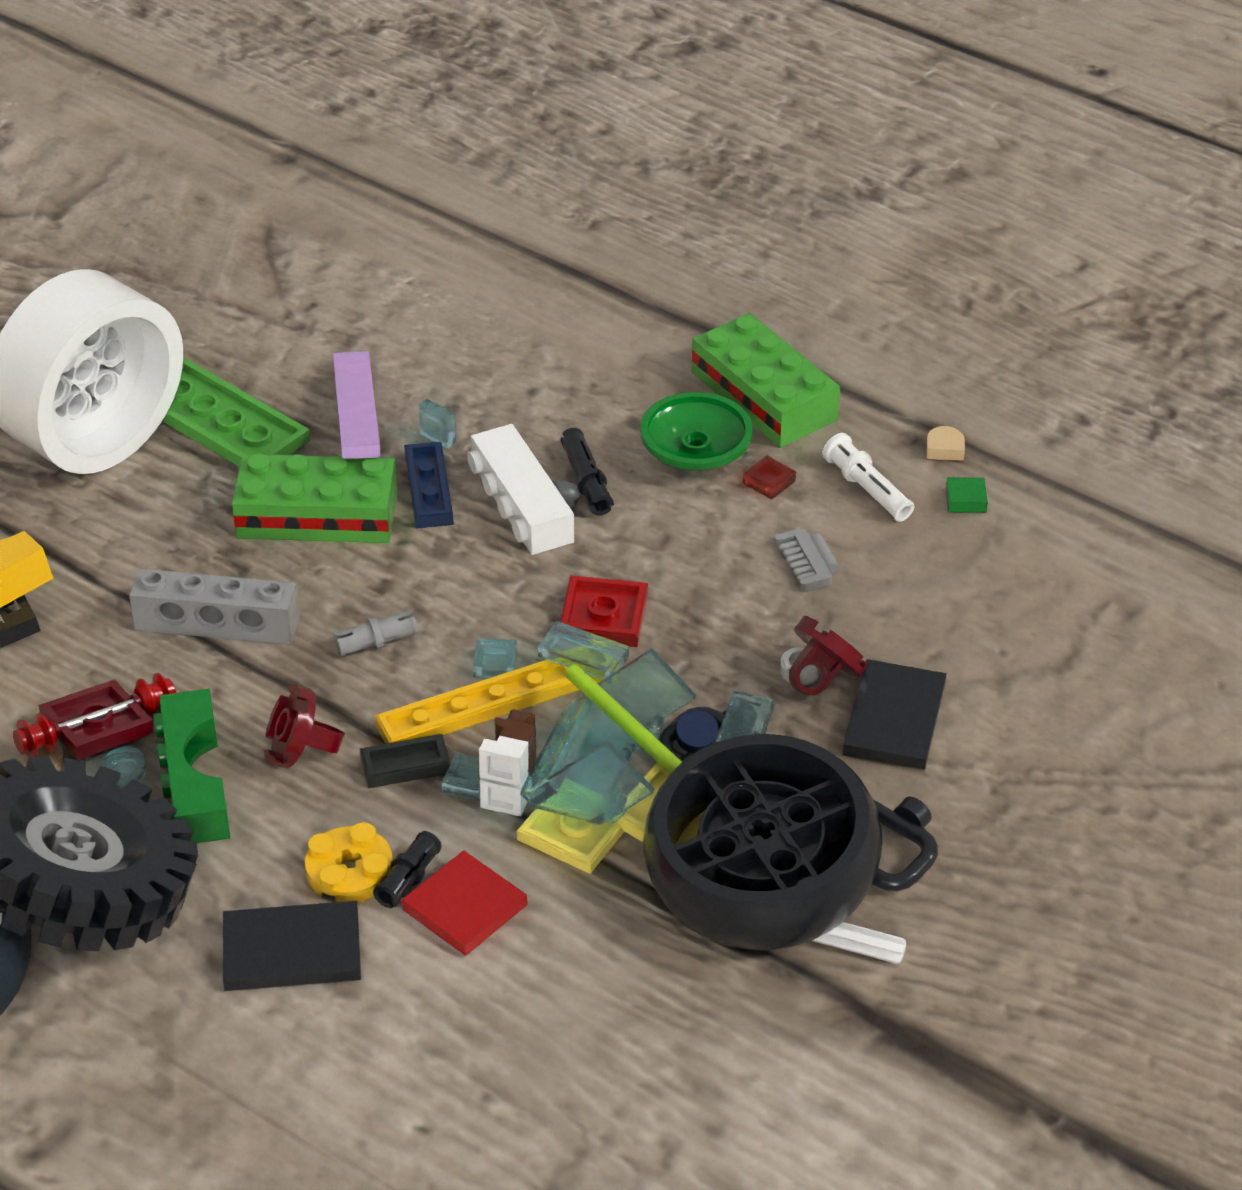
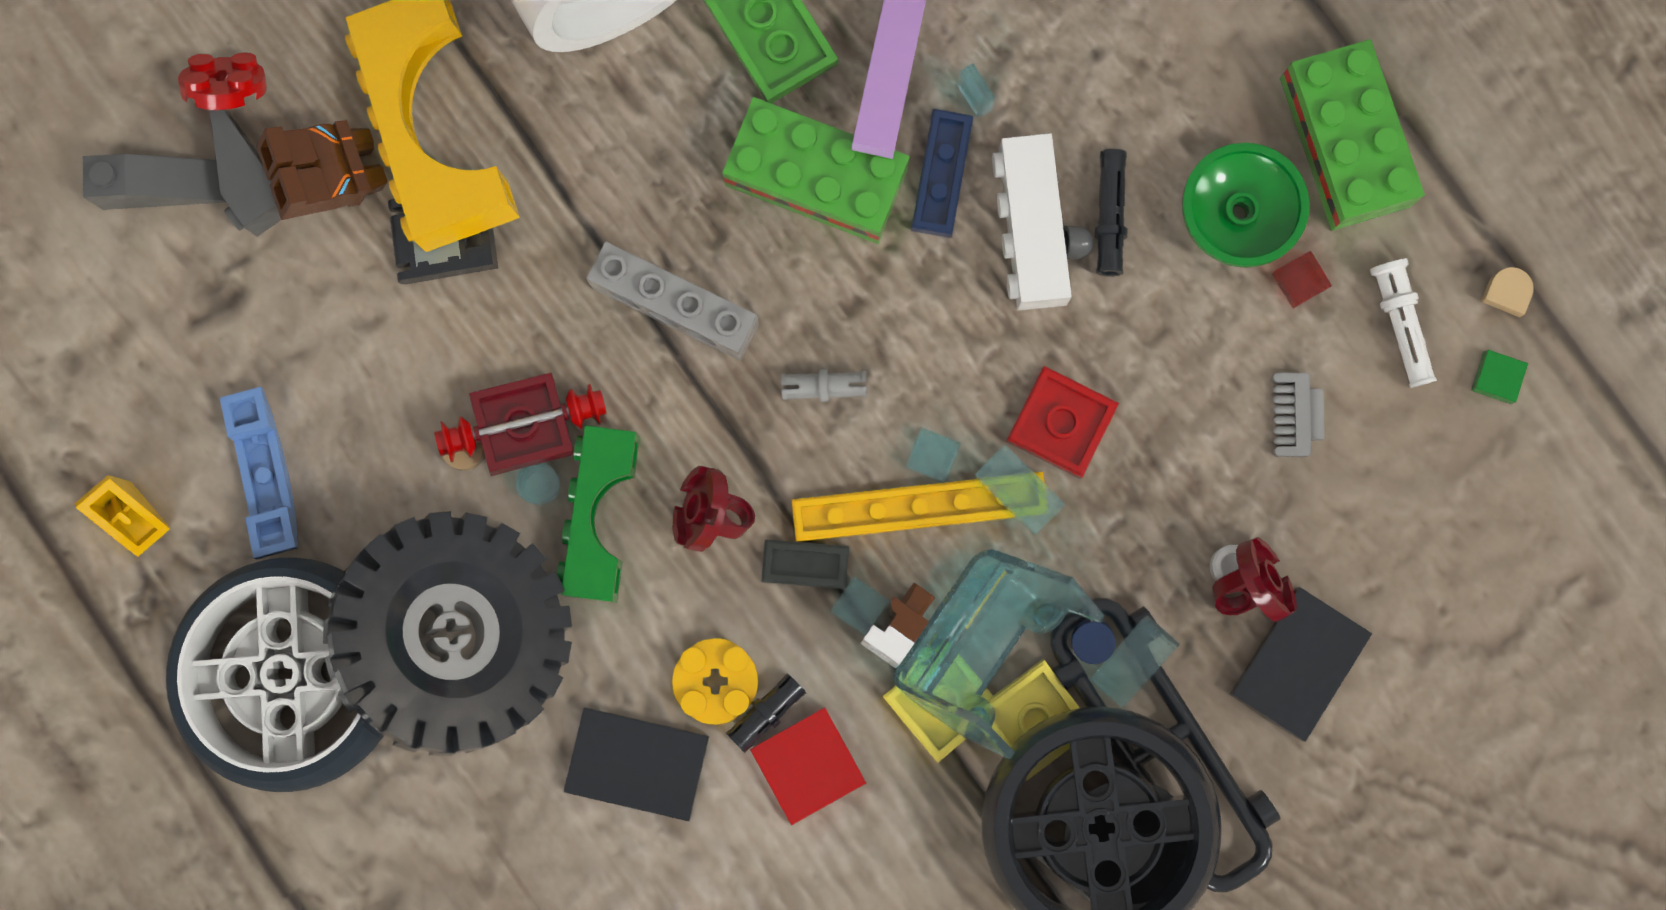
camera: 20 degrees right, 40 degrees up
(622, 718) = (1027, 618): lime bar -> none

